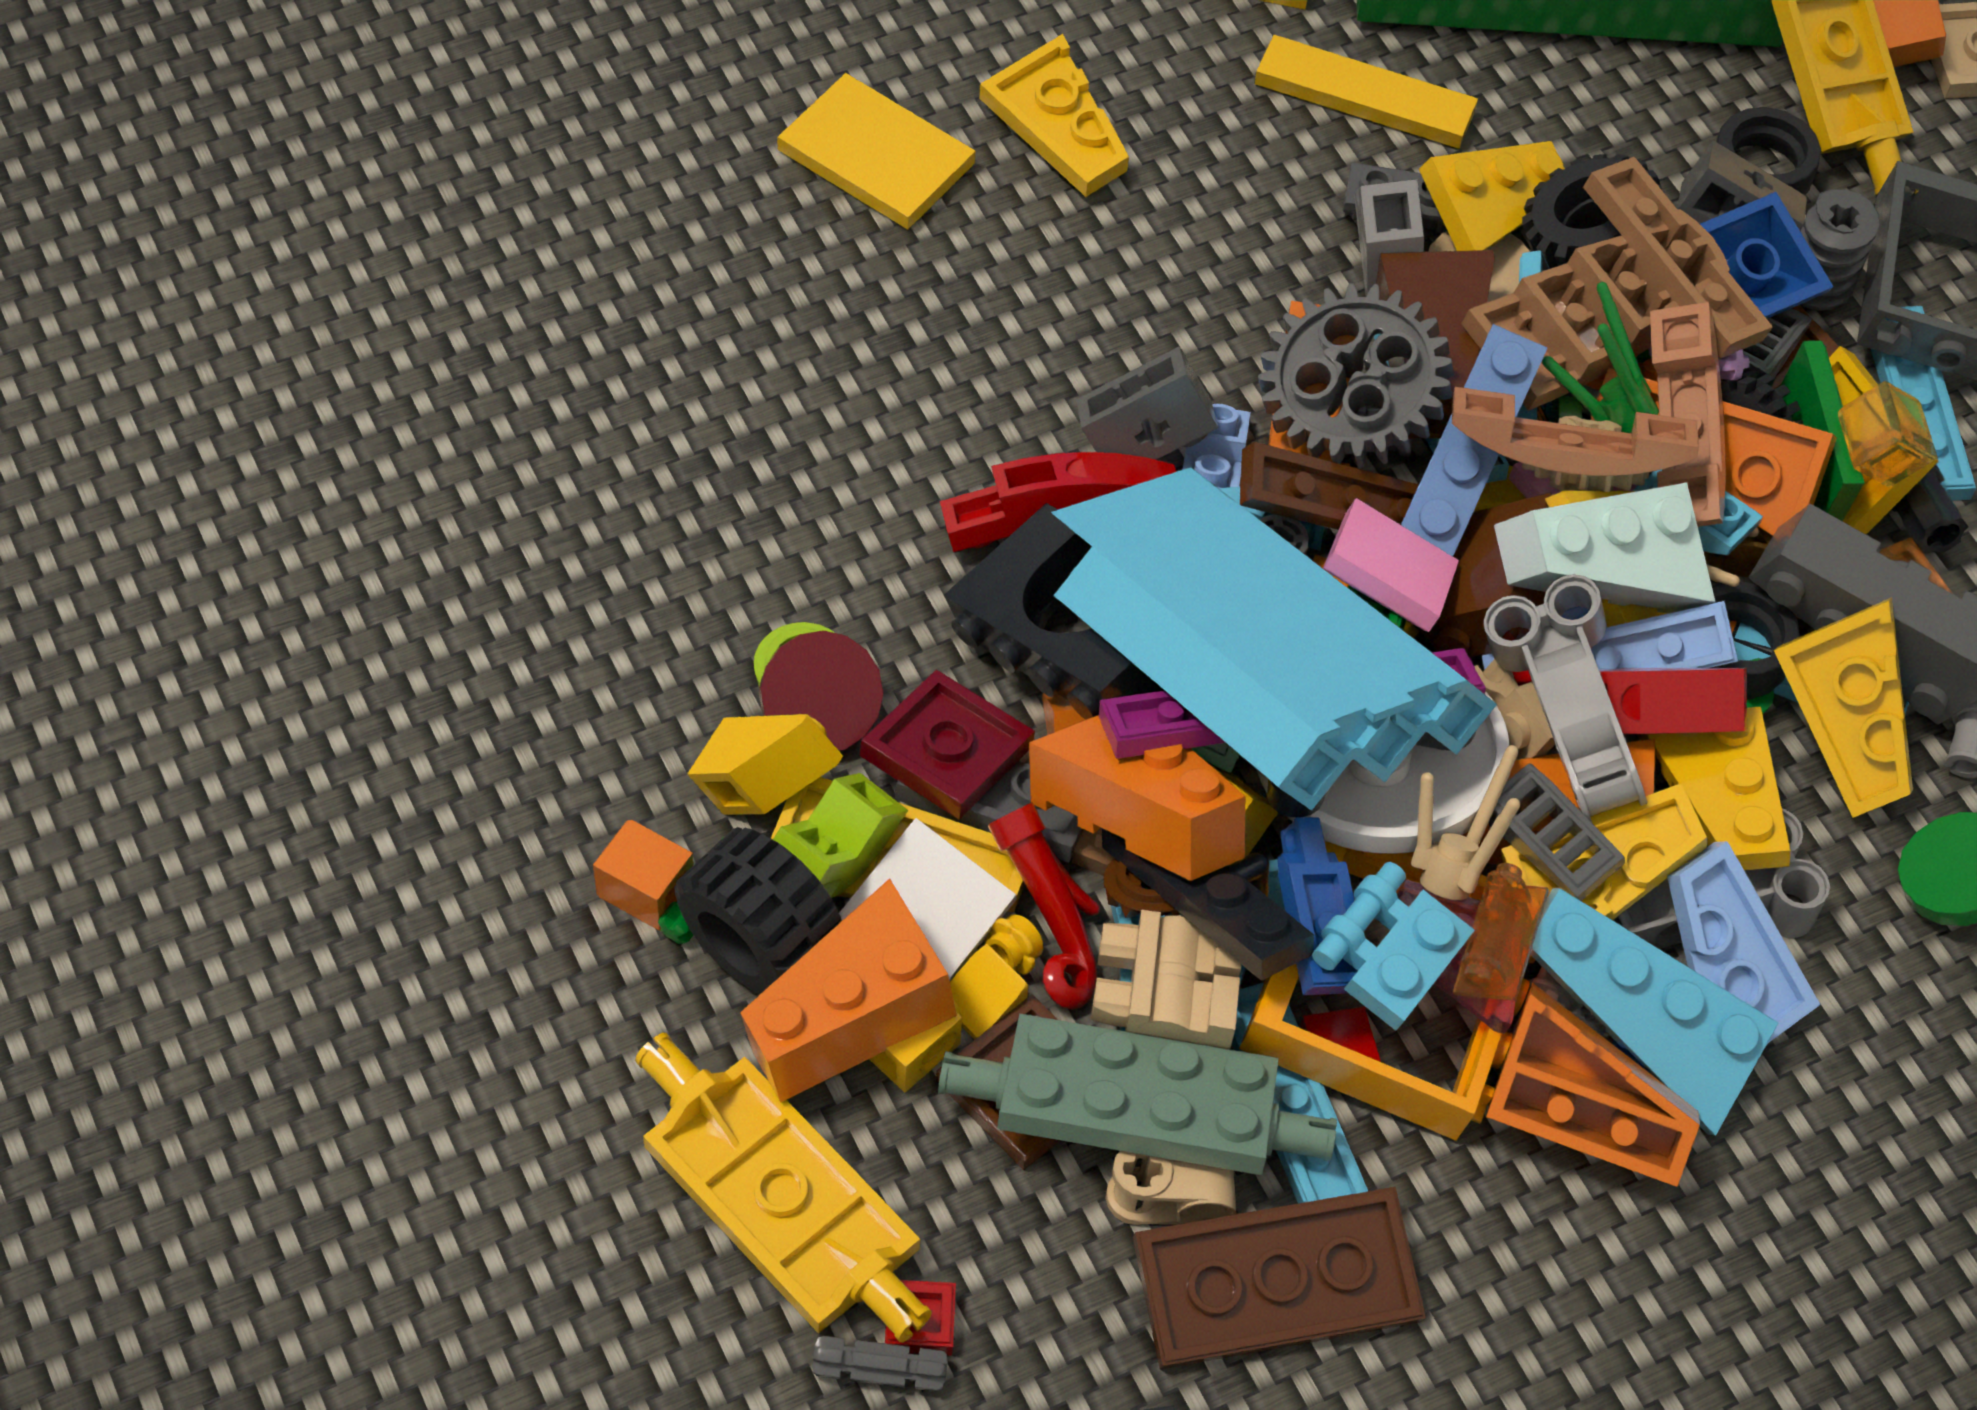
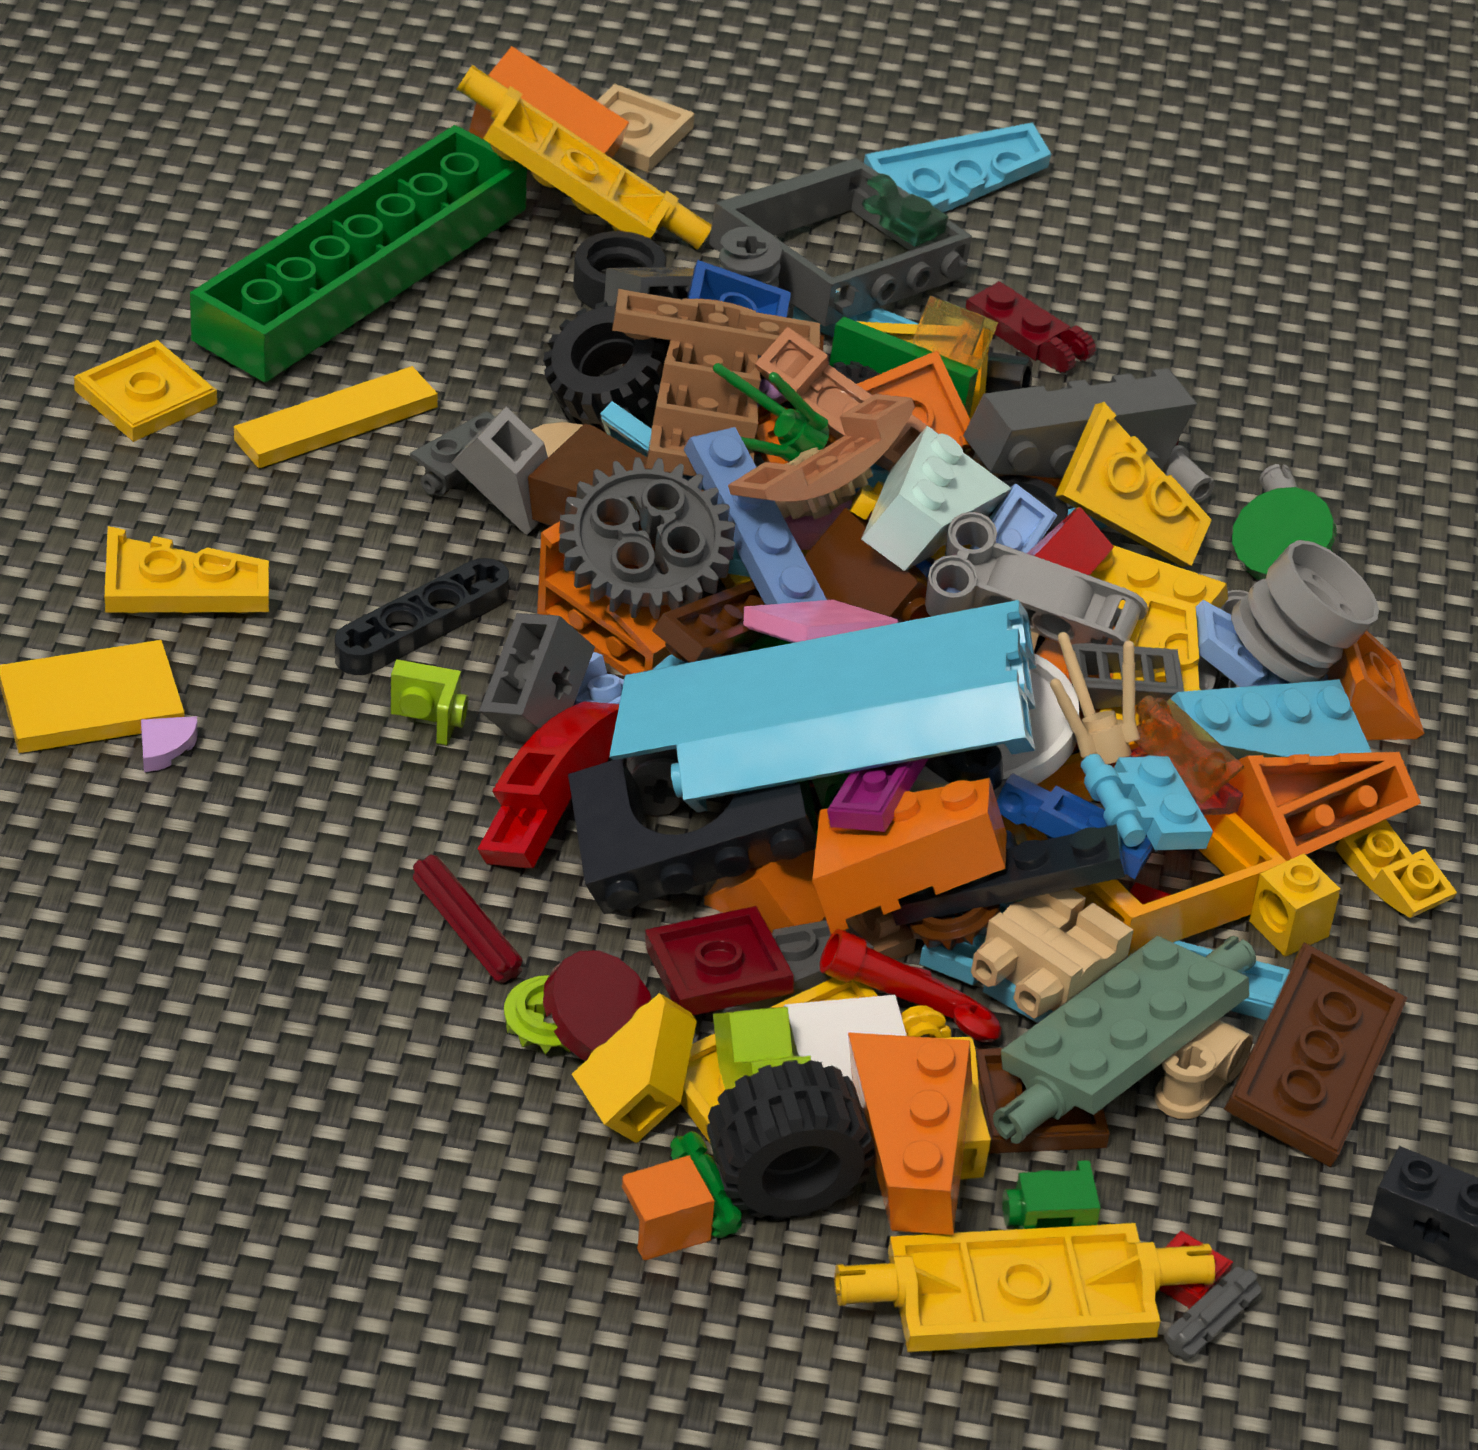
camera: 55 degrees left, 15 degrees down
(858, 544) = (467, 919): none -> dark red axle
(871, 226) = (166, 739): none -> lavender tile
(892, 1161) = (1052, 1199): none -> green brick
(1080, 360) = (429, 695): none -> lime bracket
(1185, 288) = (369, 642): none -> black beam
(1447, 1153) = (1294, 904): none -> yellow brick
(1486, 190) = (525, 391): yellow wing -> none
(1595, 1221) = (1389, 869): none -> yellow slope
(1796, 936) = (1304, 612): none -> light grey wheel
(1831, 1057) = (1377, 691): none -> orange slope

